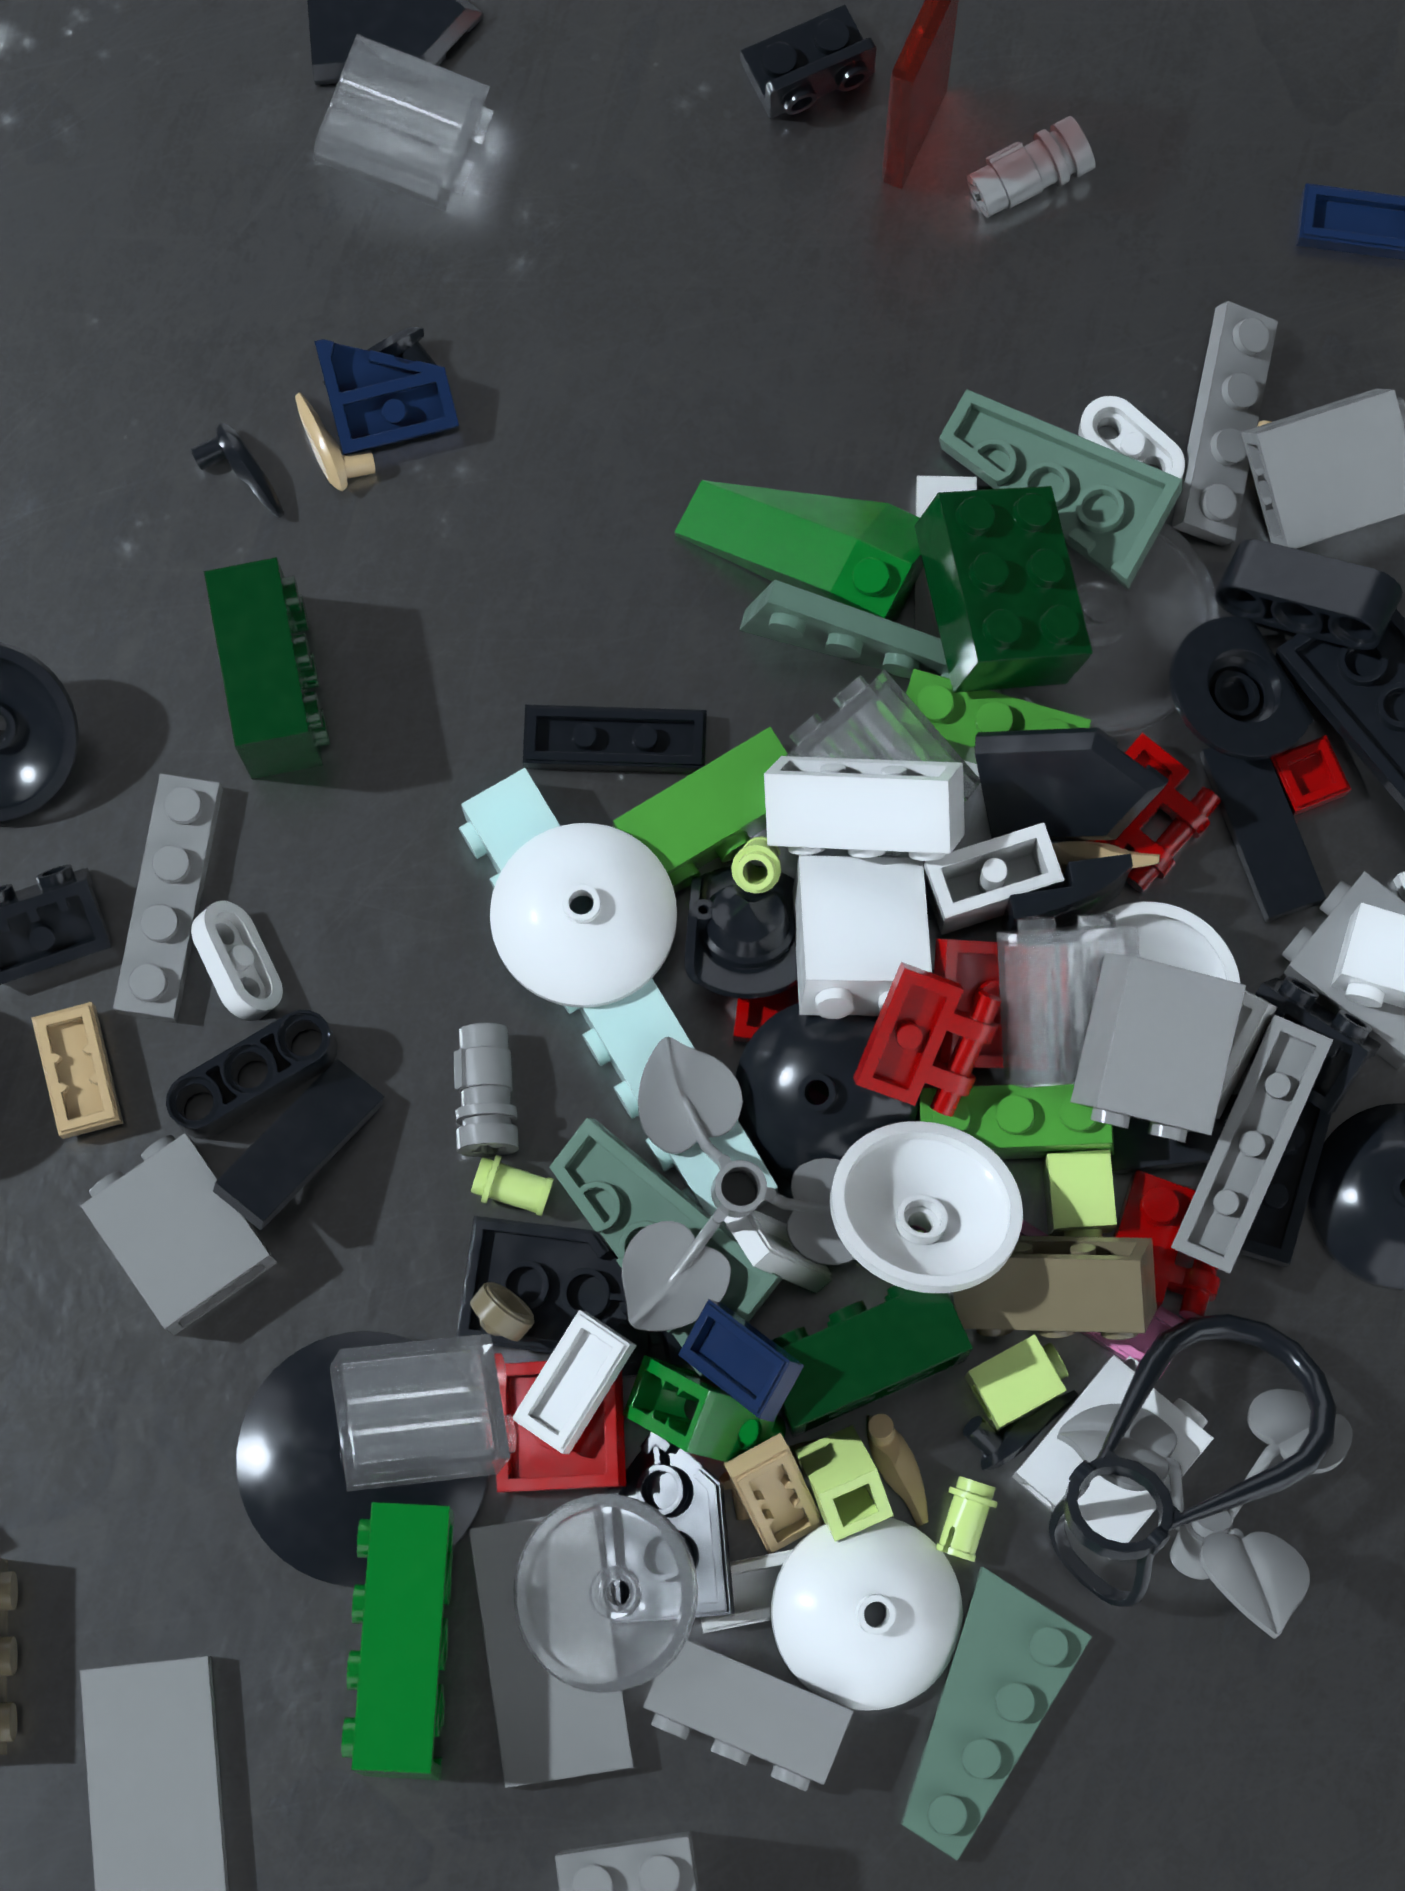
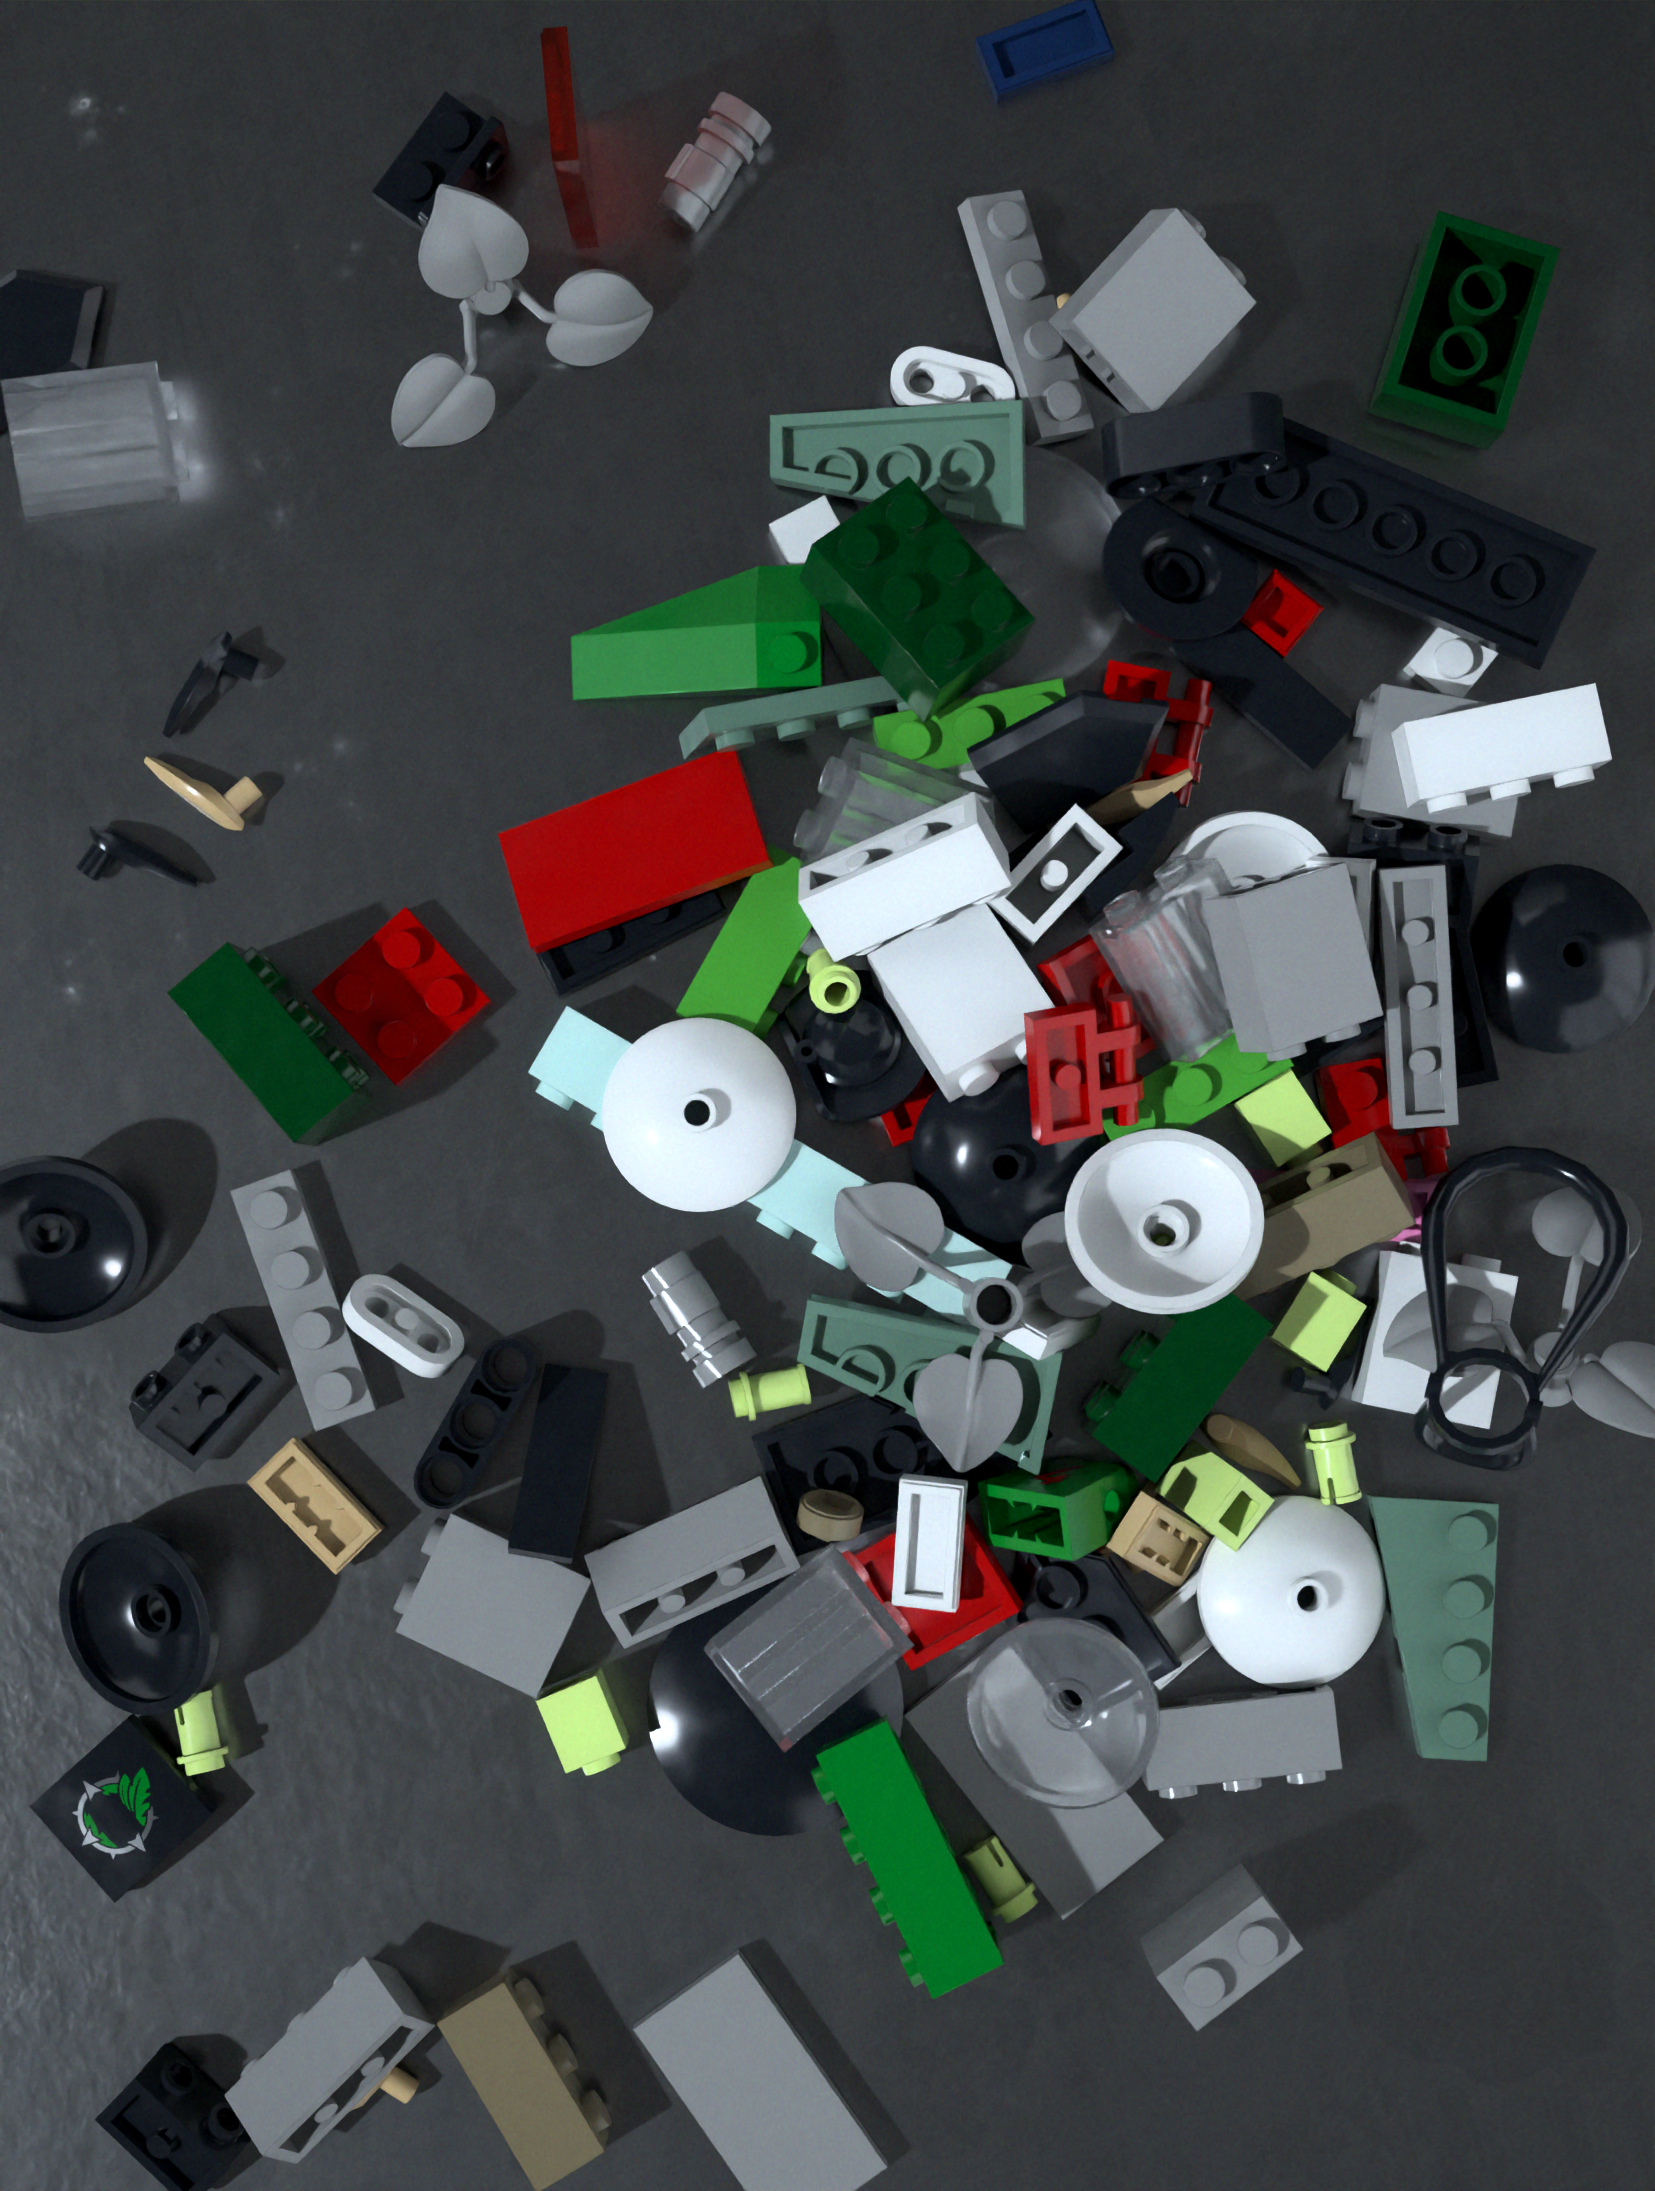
camera: 35 degrees left, 10 degrees up
(193, 1378) = (584, 1722): none -> yellowish green brick
(361, 1289) = (691, 1562): none -> light grey brick
(383, 396) = (229, 719): dark blue wing -> none
(394, 695) = (401, 996): none -> red plate
(471, 1721) = (1001, 1879): none -> yellowish green pin
(655, 674) = (635, 850): none -> red tile
(741, 1360) = (1074, 1450): dark blue tile -> none
(793, 123) = (472, 255): none -> light grey plant

